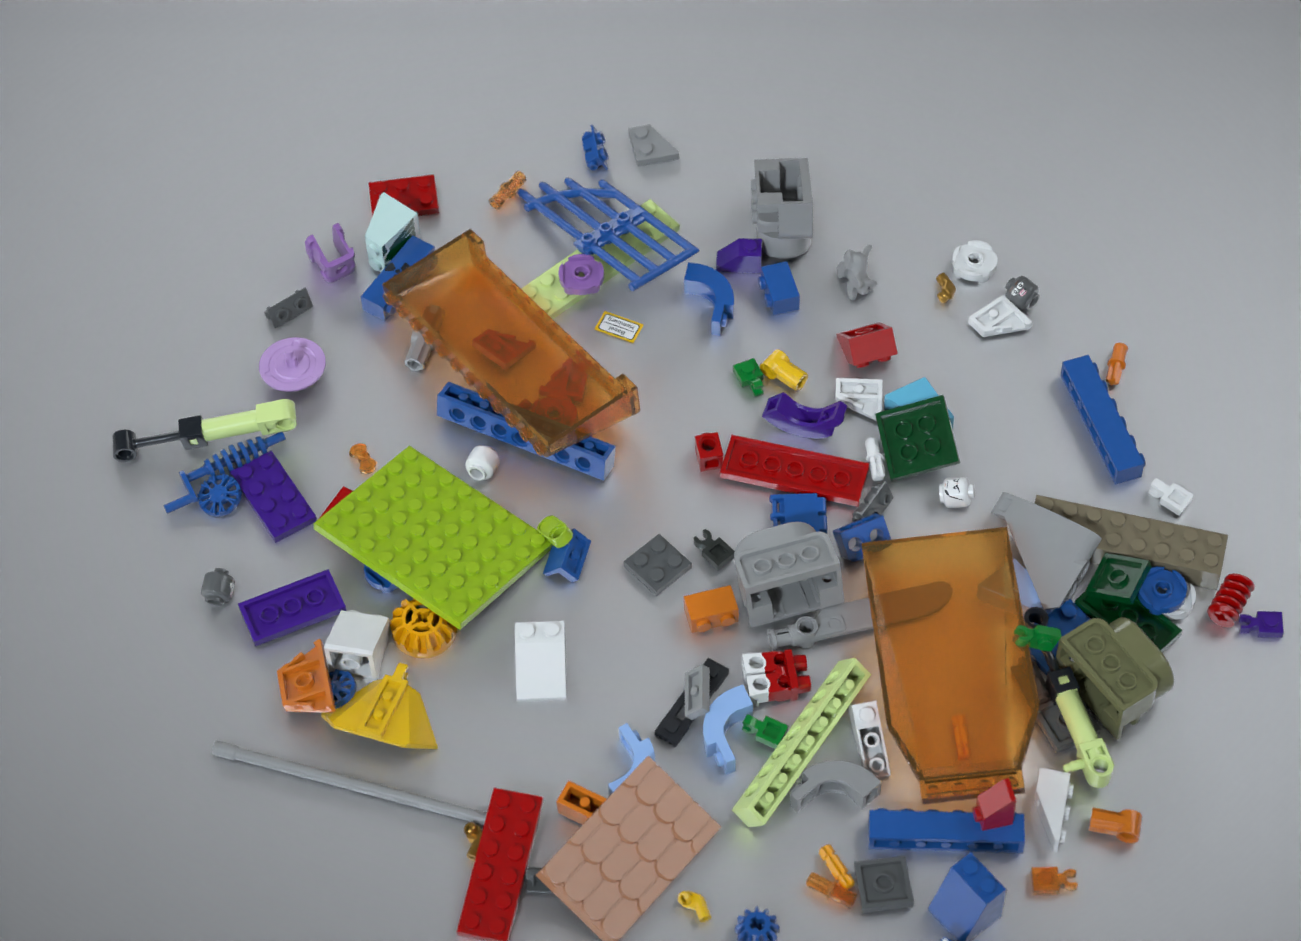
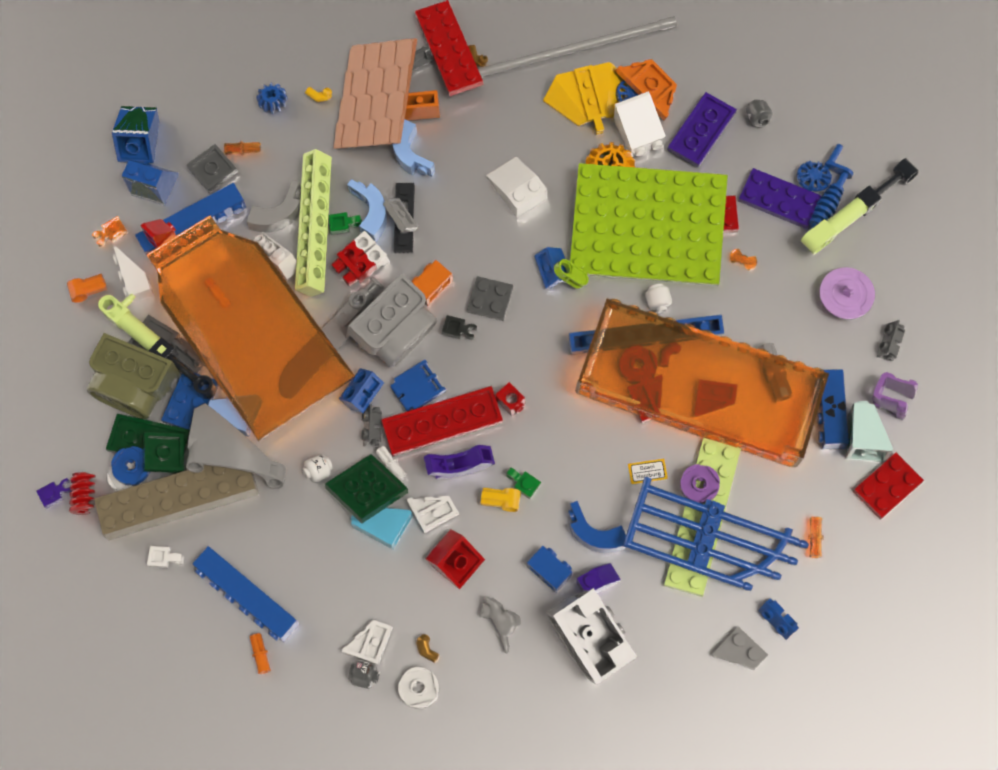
camera: 150 degrees right, 15 degrees up
(836, 867) = (247, 164): light orange axle -> none
(1039, 638) = (184, 355): green plate -> none

